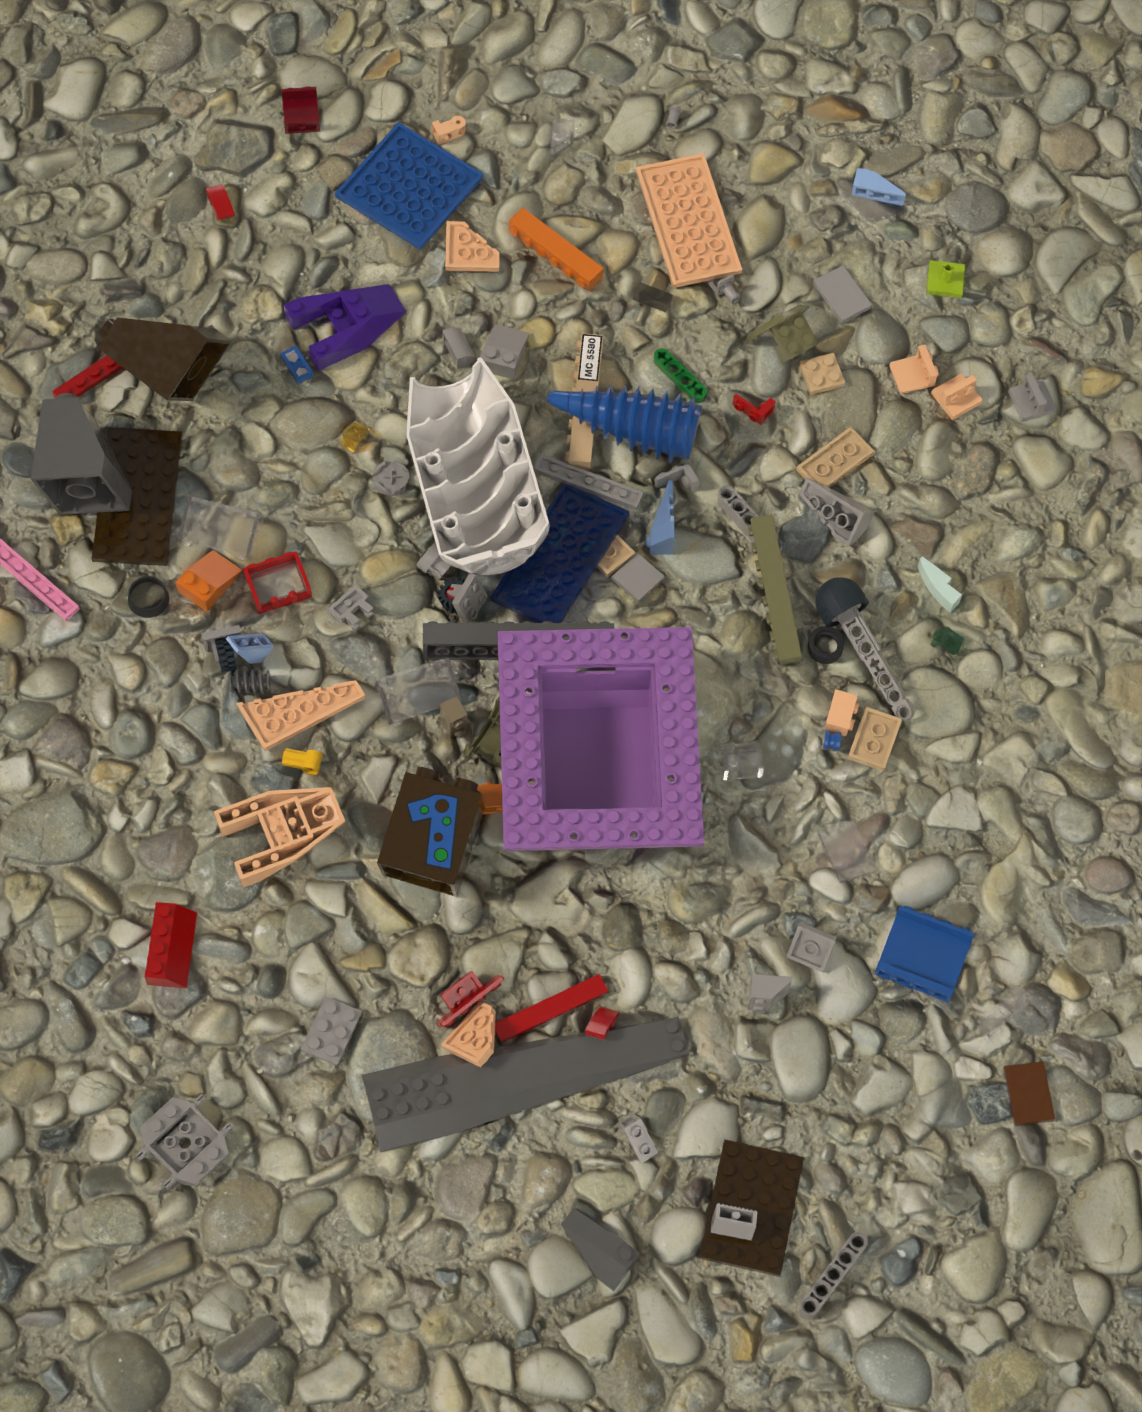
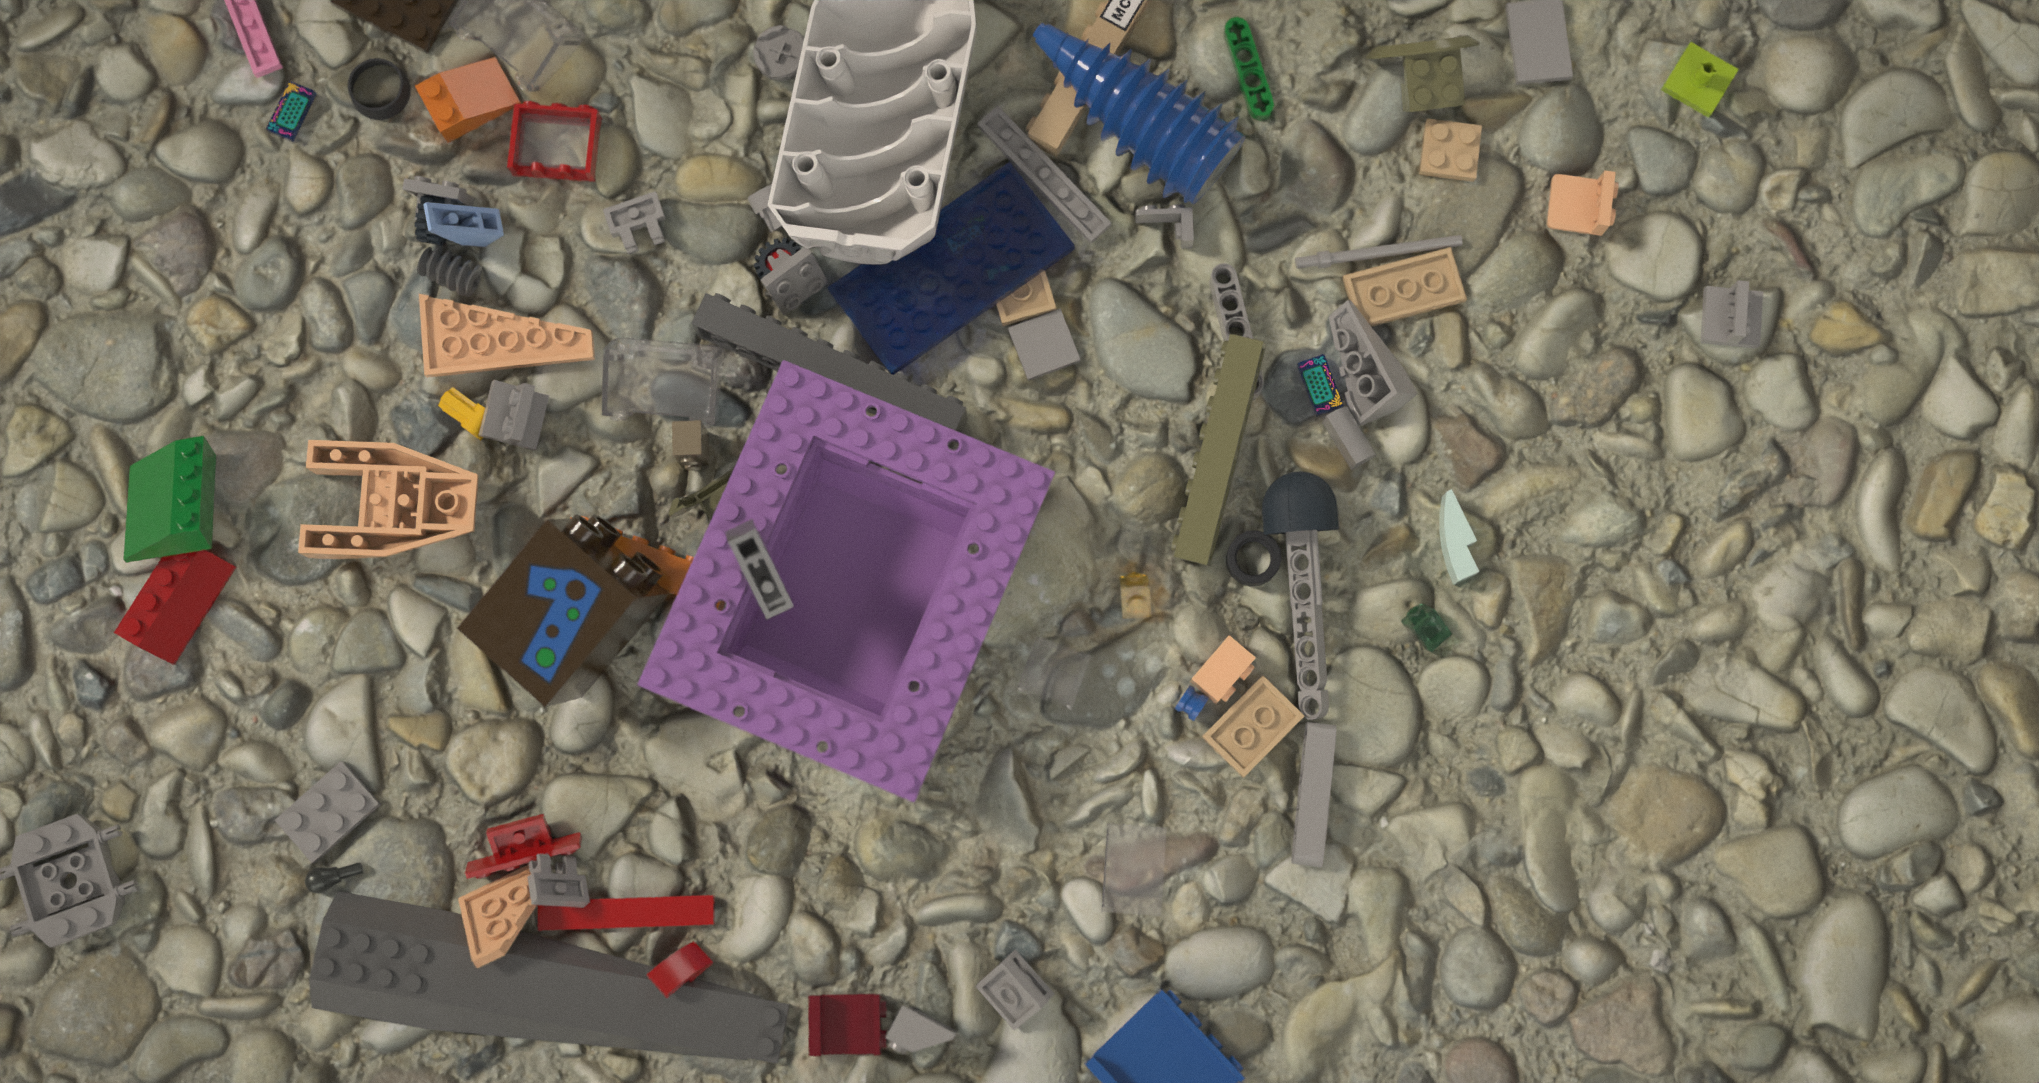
camera: 30 degrees right, 15 degrees up
(98, 632) = (291, 111): none -> tile
(141, 885) = (171, 501): none -> green slope
(333, 747) = (514, 414): none -> light grey bracket
(349, 1070) = (321, 879): none -> pearl dark grey piece
(502, 1005) = (557, 889): none -> light grey plate
(545, 747) = (759, 568): none -> dark grey slope
(662, 530) = (1110, 288): medium blue wedge -> none
(720, 1013) = (846, 1024): none -> dark red panel
(755, 414) = (1341, 170): red bracket -> none
(767, 695) = (1135, 595): none -> clear yellow bracket
(781, 462) = (1324, 258): none -> light grey bar
(814, 533) = (1320, 385): none -> tile
(846, 555) = (1348, 437): none -> light grey brick
(930, 761) = (1313, 794): none -> light grey beam
(957, 395) = (1626, 265): light nougat bracket -> none

